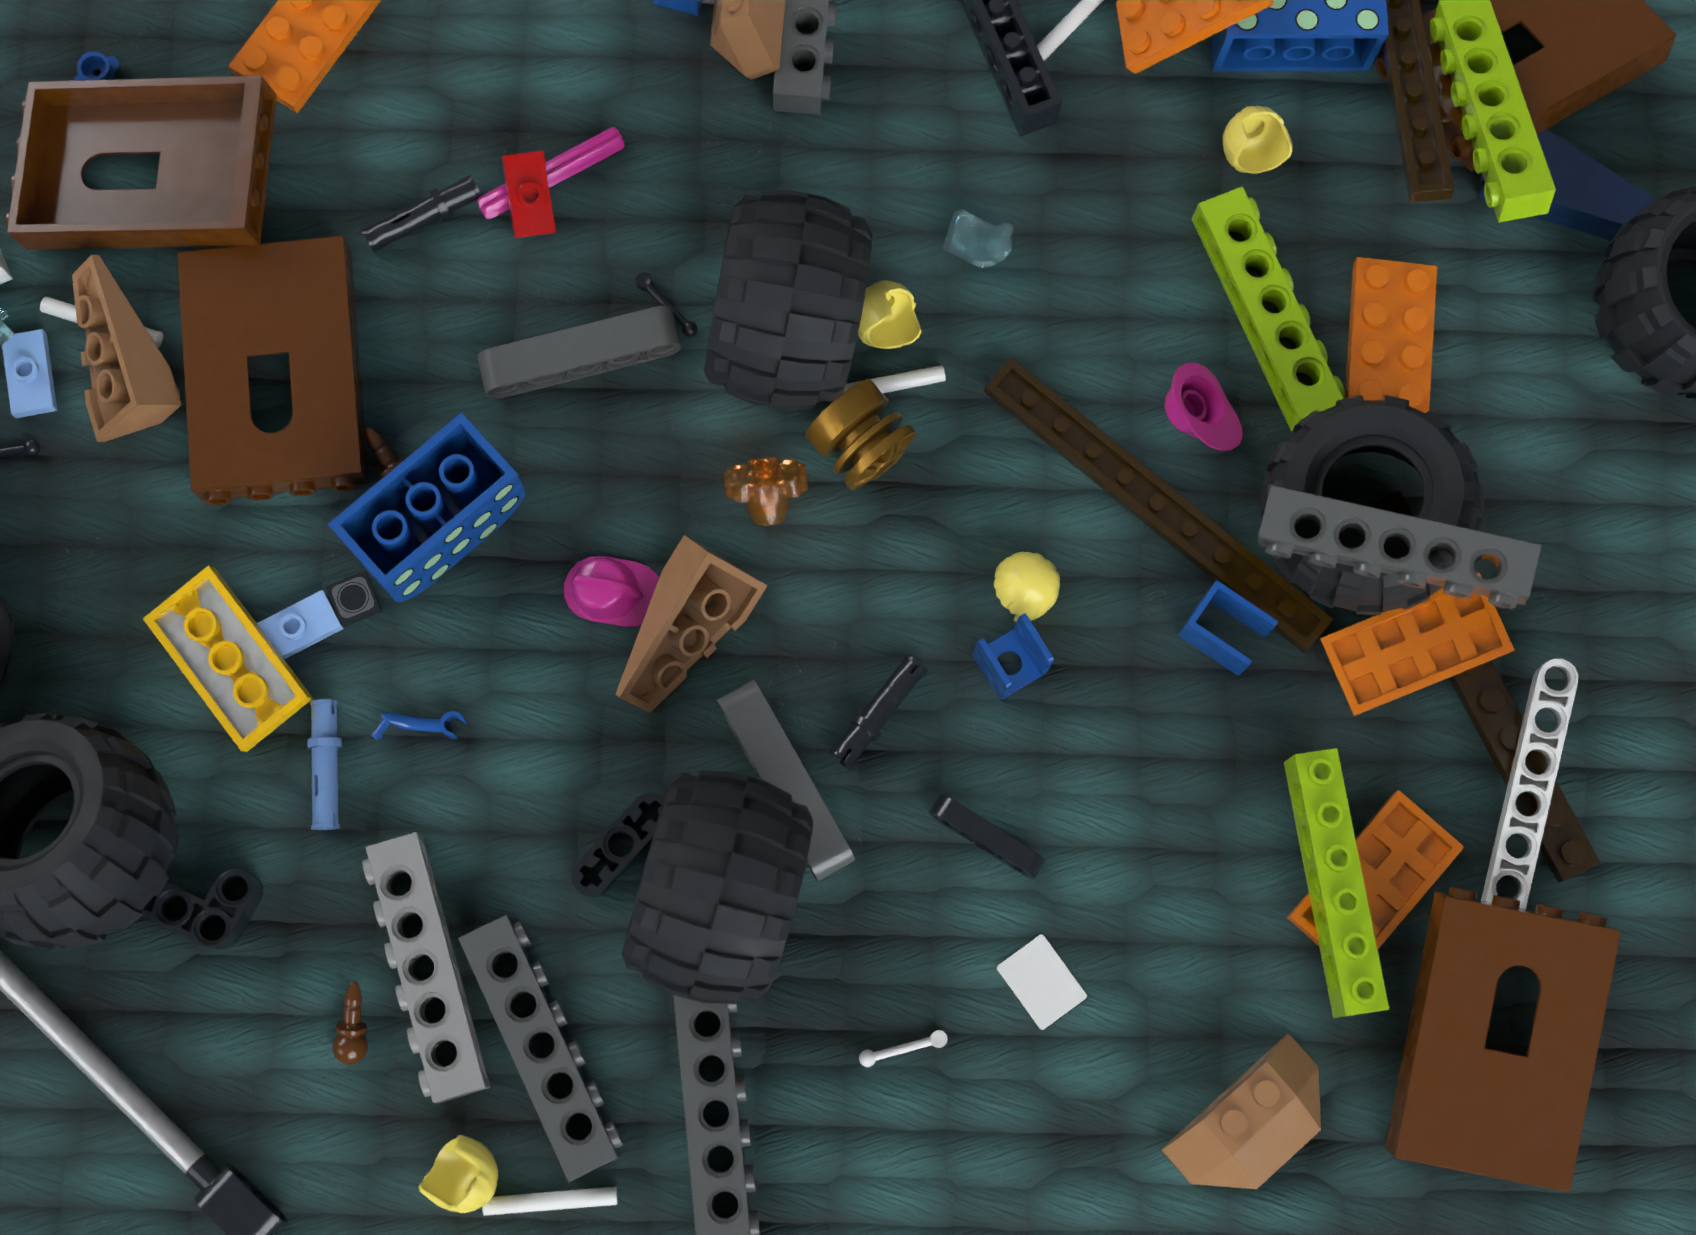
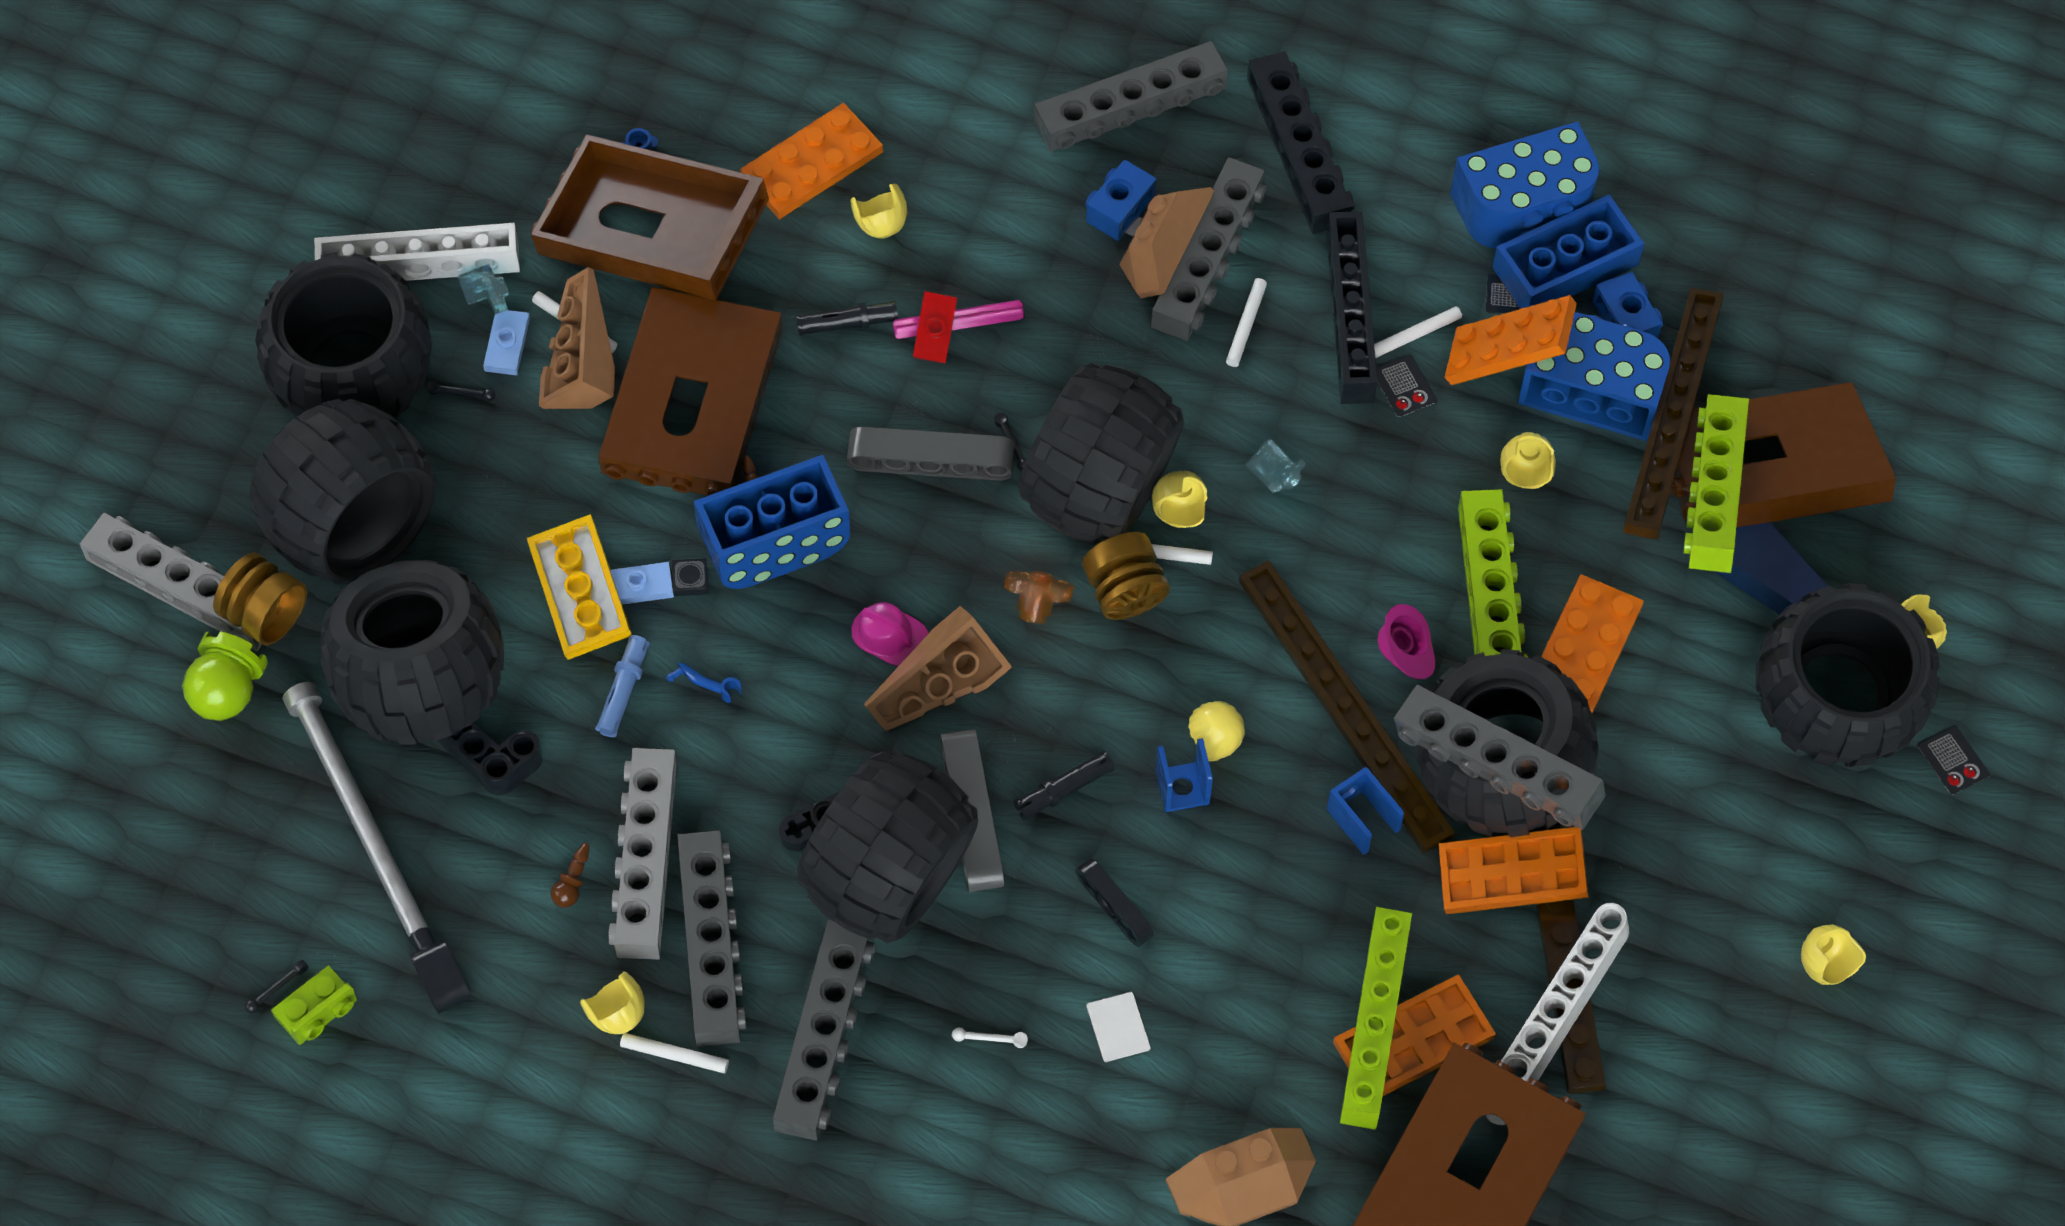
camera: 25 degrees right, 15 degrees down
(415, 71) = (882, 214): none -> light yellow hair
(879, 70) = (1246, 322): none -> white bar
(1083, 90) = (1405, 386): none -> black sticker

